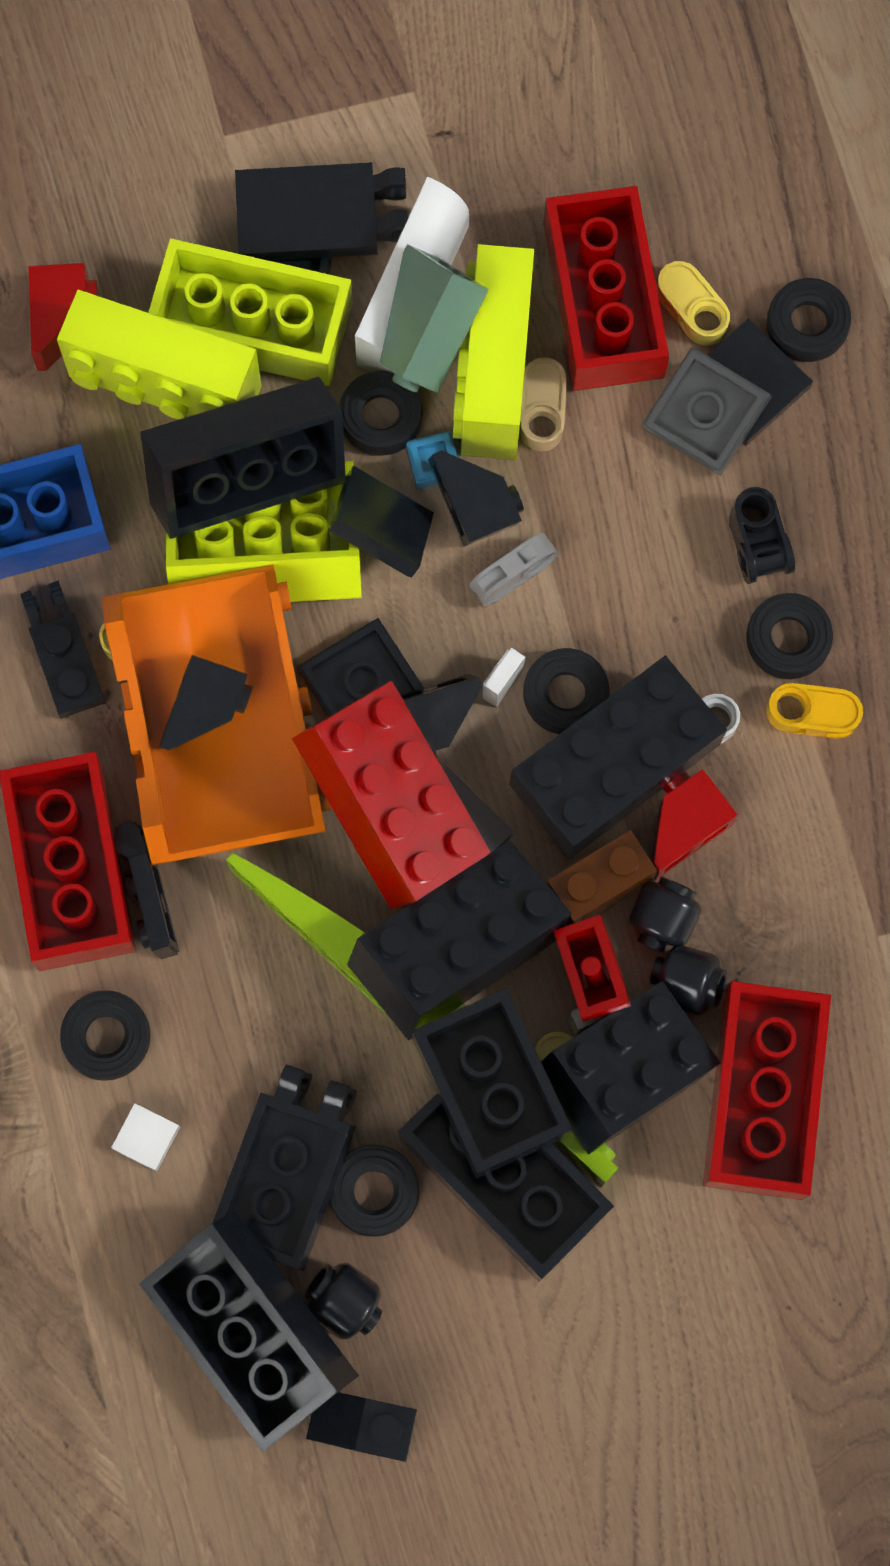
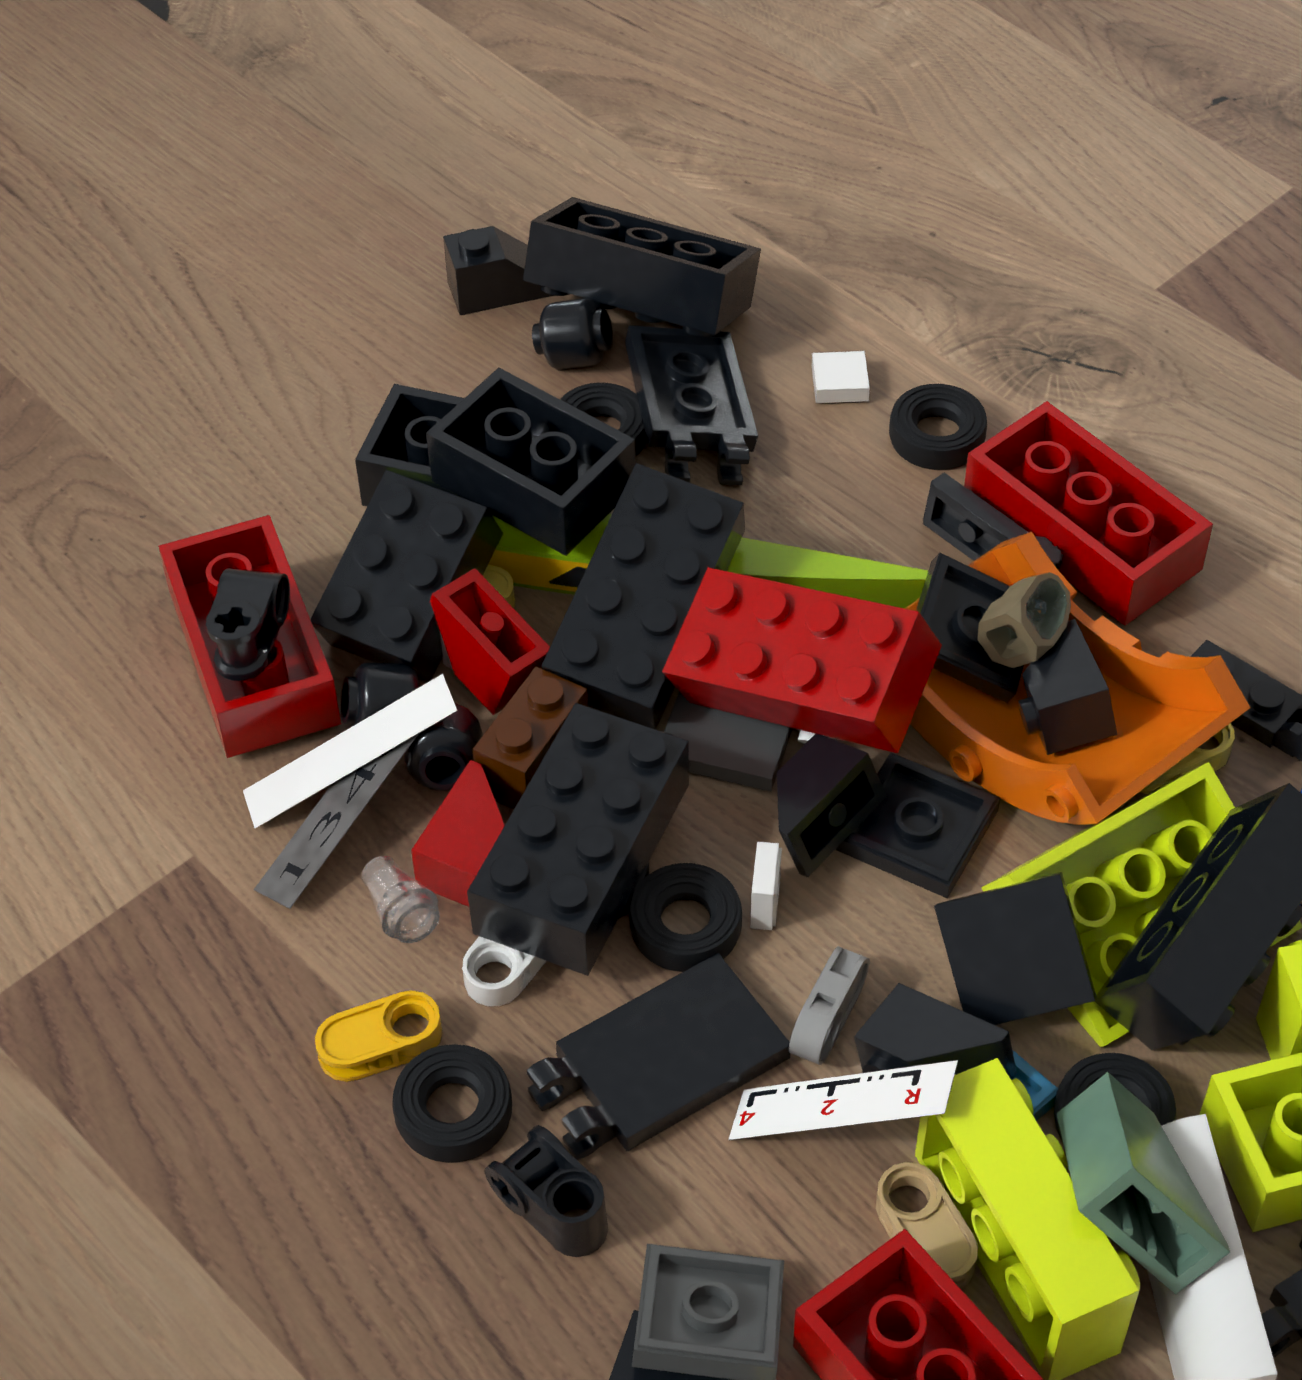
camera: 155 degrees right, 25 degrees down
(196, 757) = (1025, 620): none -> dark tan rock
(229, 797) = (952, 606): none -> black tile
(560, 473) = (844, 1100): none -> white sticker
(639, 599) = (659, 1058): none -> black tile
(738, 935) = (349, 750): none -> white sticker
(755, 804) = (401, 902): none -> clear cone
(761, 897) = (326, 828): none -> flat silver sticker
(774, 1061) = (247, 620): none -> black piece

